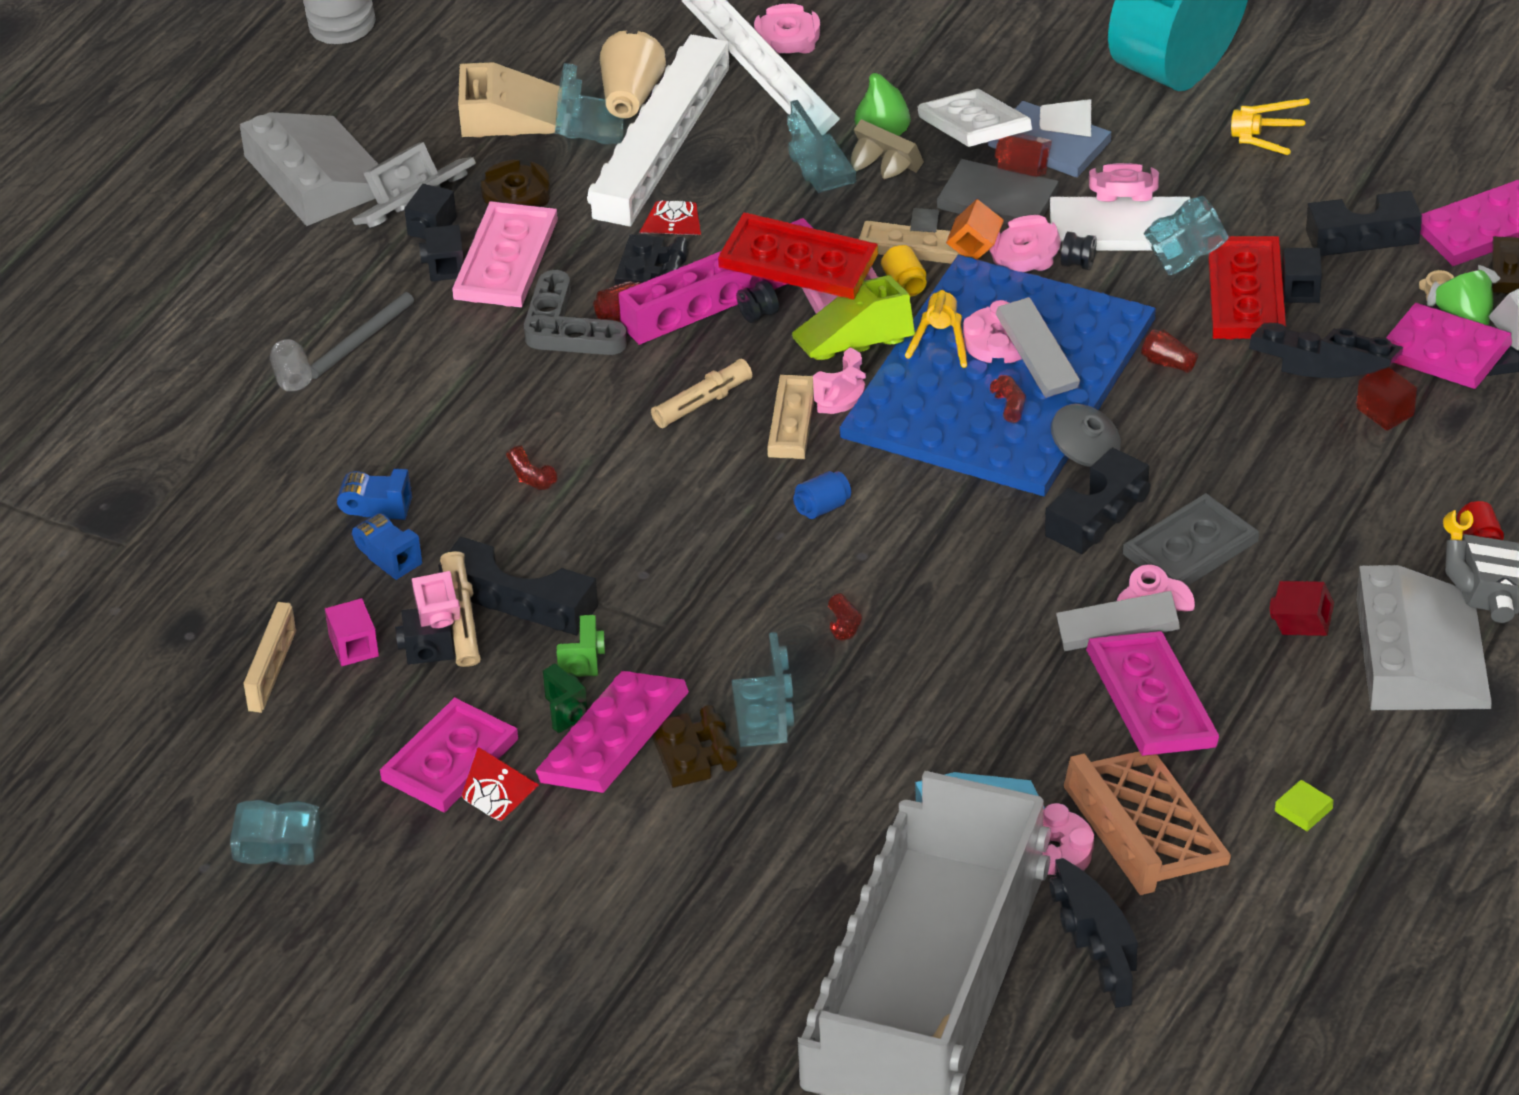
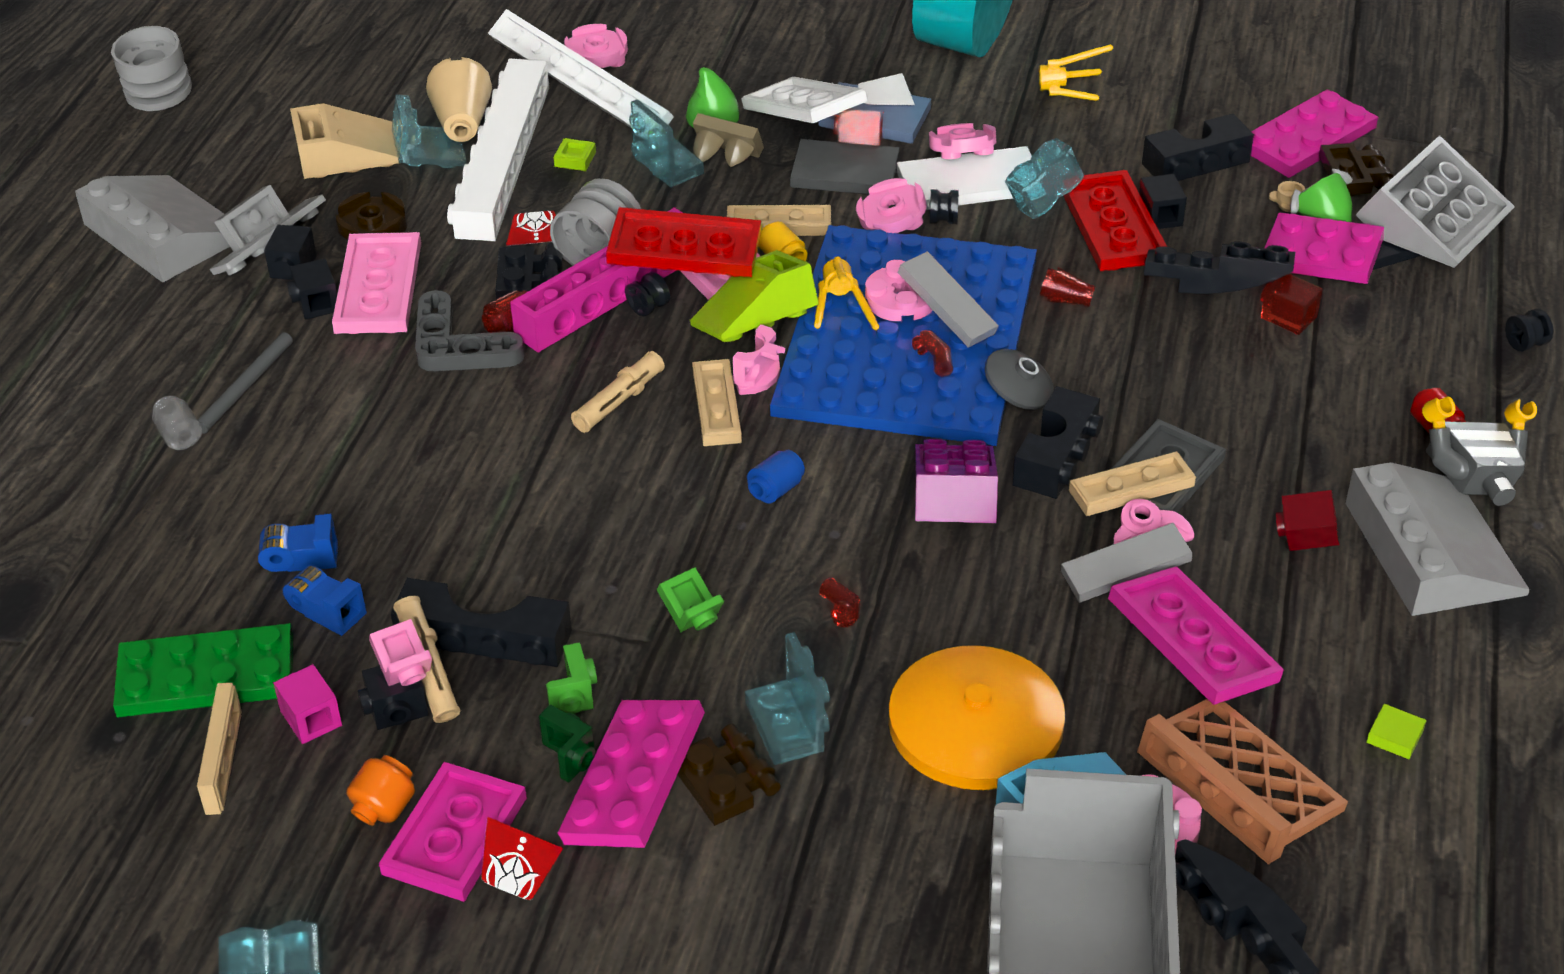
camera: 15 degrees left, 0 degrees up
(251, 587) = (186, 668): none -> green plate
(396, 712) = (380, 790): none -> orange head
(527, 472) = (459, 499): clear red arm -> none
(707, 595) = (690, 601): none -> bright green bracket
(711, 220) = (588, 219): none -> light grey wheel
(732, 145) = (574, 154): none -> lime tile
(924, 220) = (784, 198): dark grey sticker -> none
(929, 725) = (975, 715): none -> light orange dish
(974, 230) = (840, 200): orange brick -> none
(986, 523) = (955, 482): none -> slope
(1151, 548) = (1130, 482): none -> tan tile

